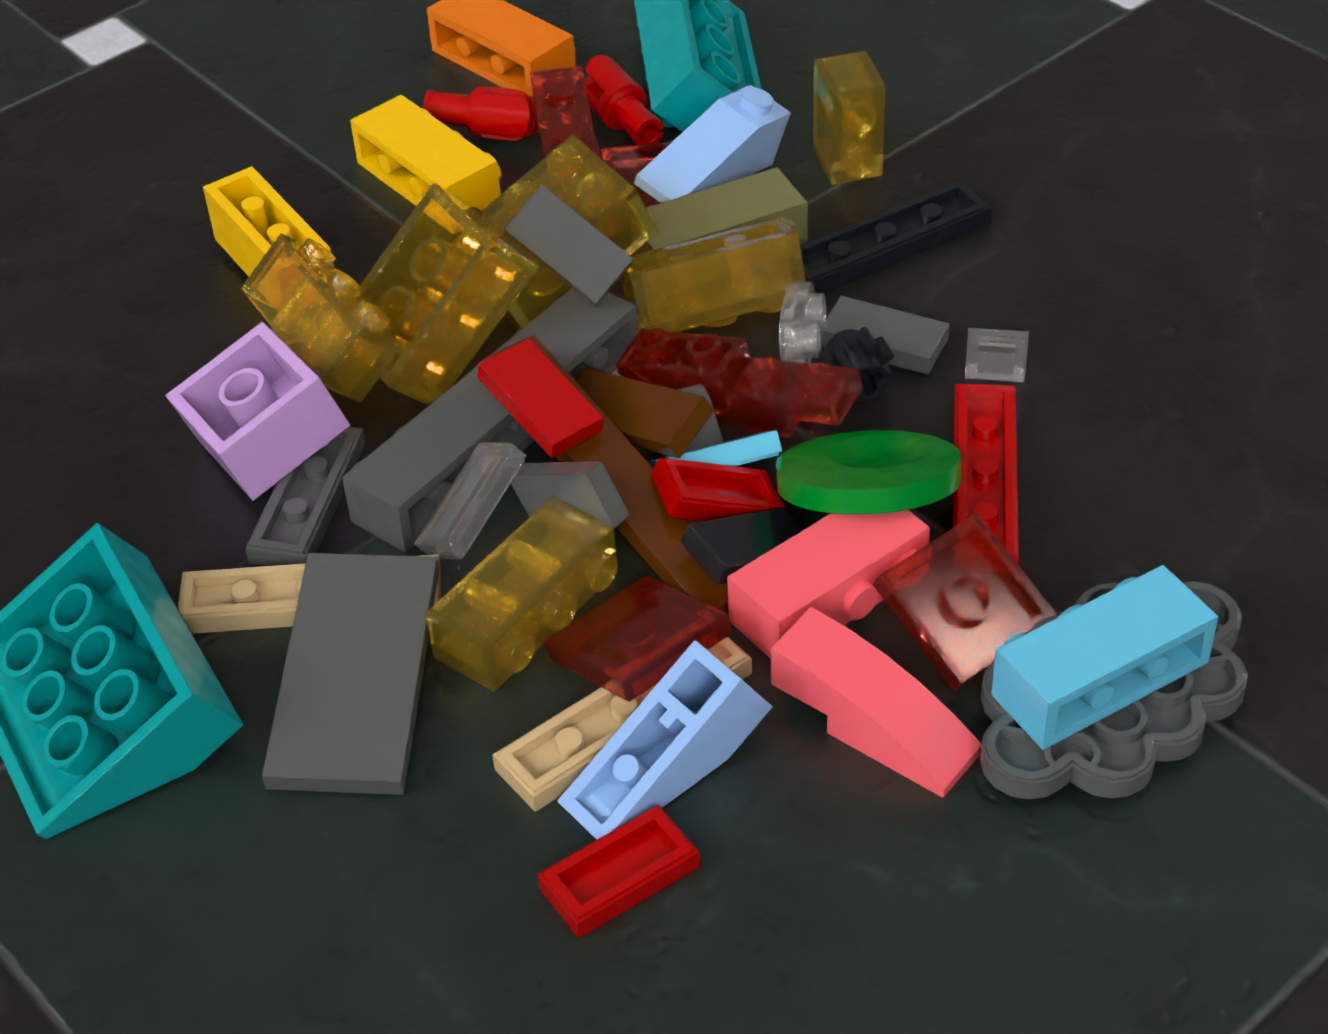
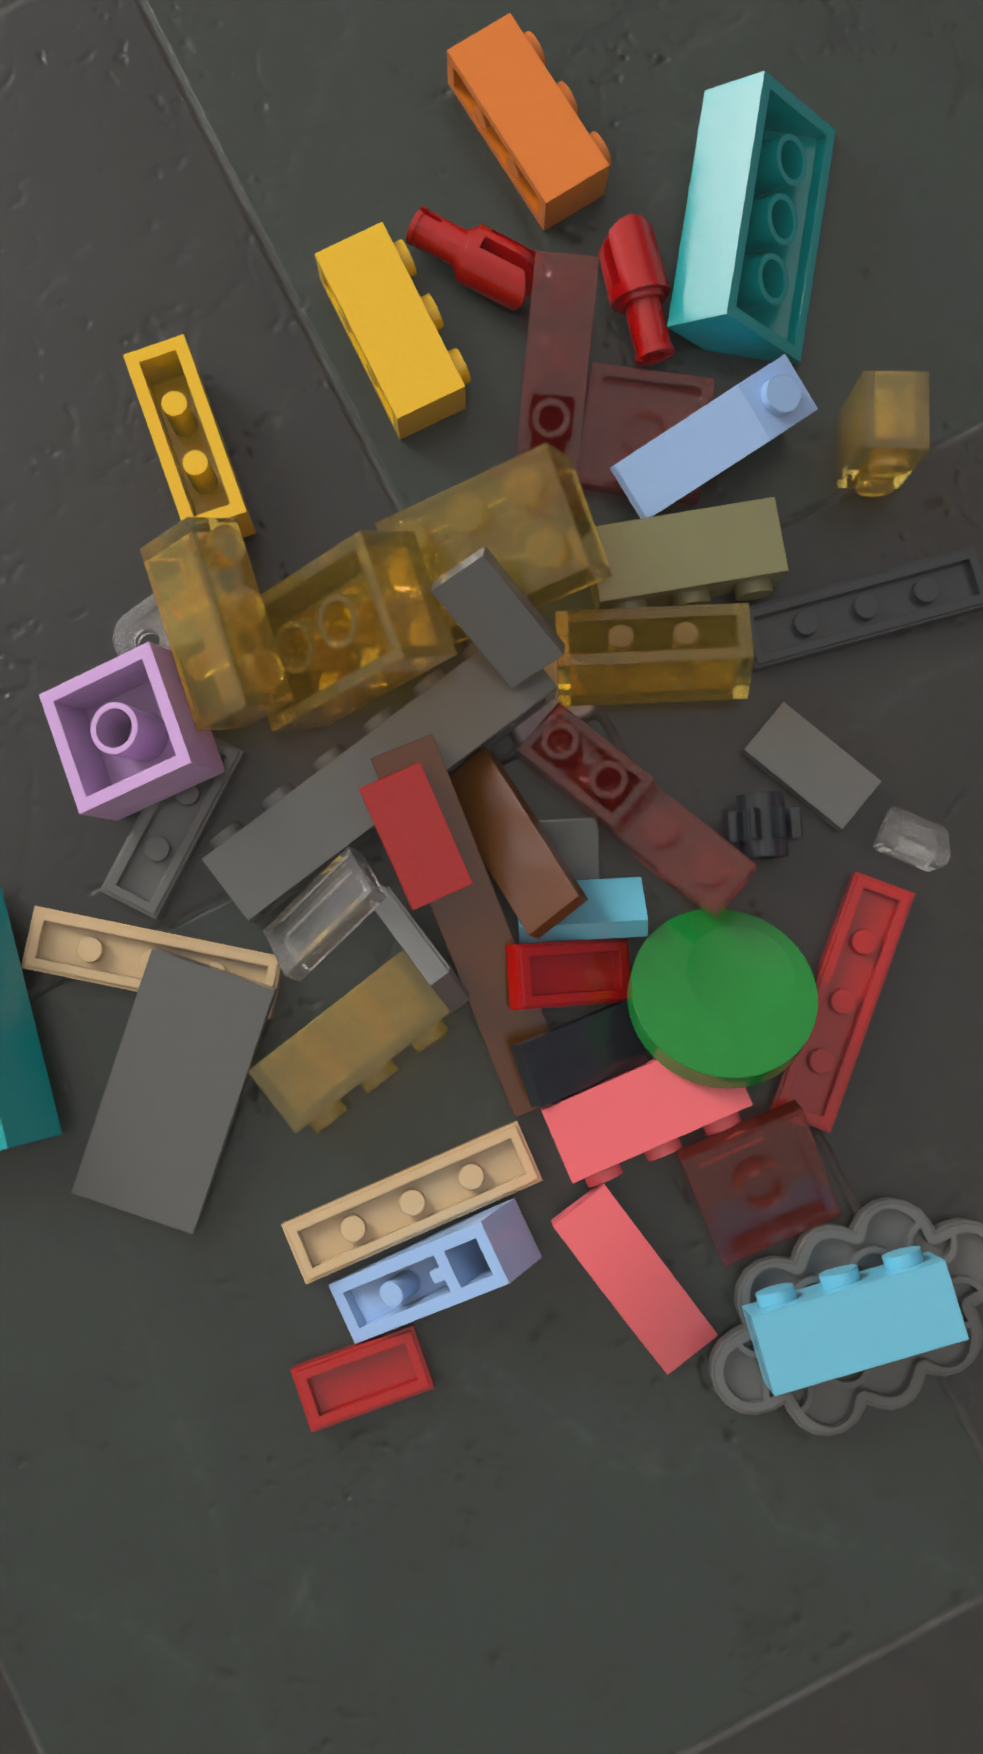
camera: 10 degrees right, 40 degrees up
(636, 637) = (443, 1133): clear red tile -> none
(800, 323) = (714, 782): clear plate -> none

